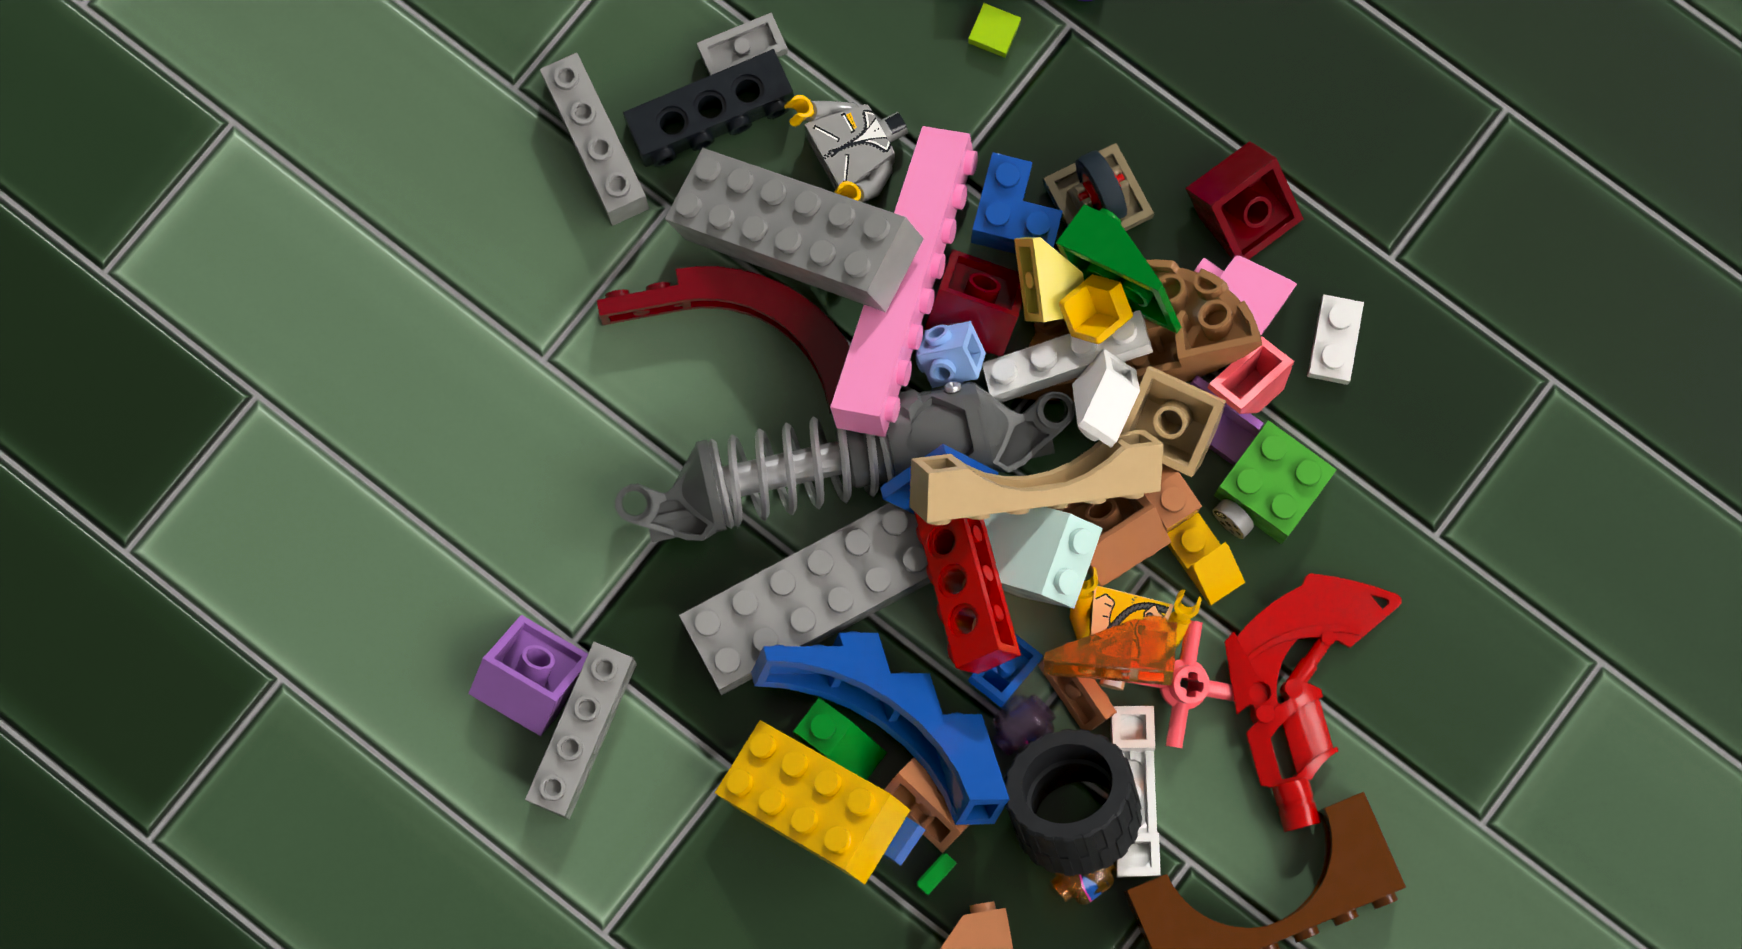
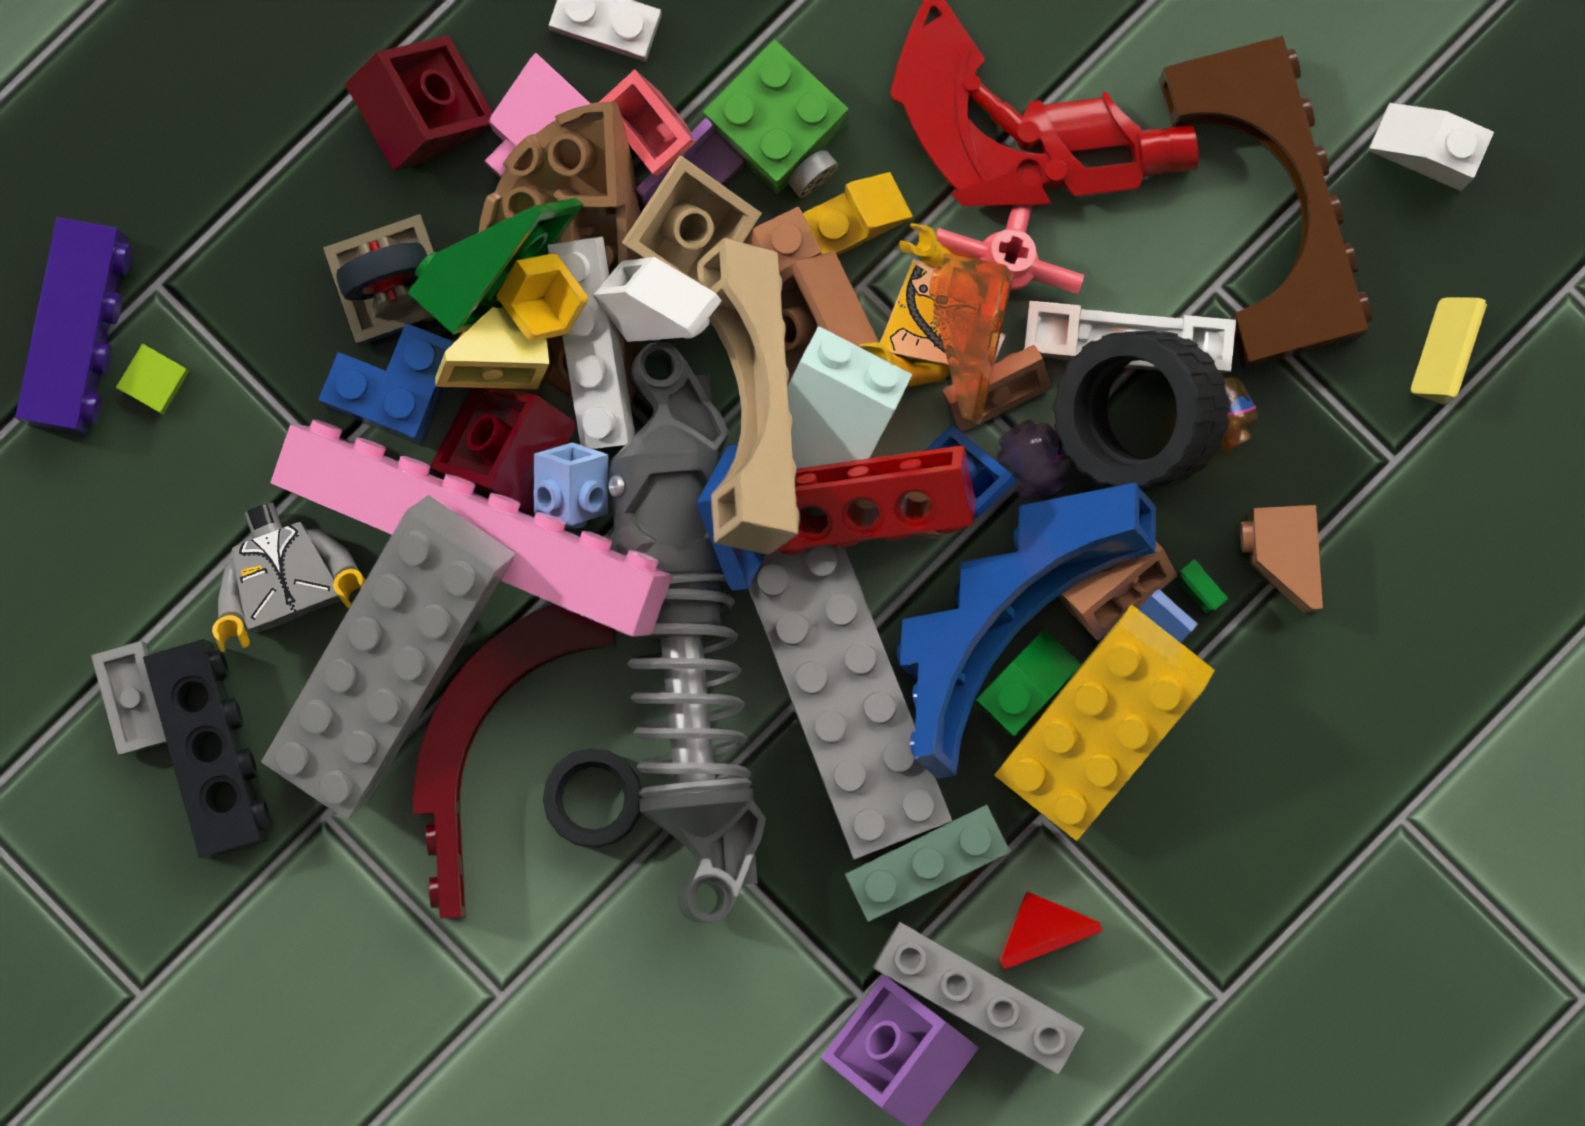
camera: 80 degrees left, 5 degrees up
(594, 139) = (225, 898): light grey brick -> none
(643, 778) = (1042, 928): none -> red slope
(684, 676) = (927, 863): none -> sand green brick
(695, 379) = (554, 798): none -> black tyre

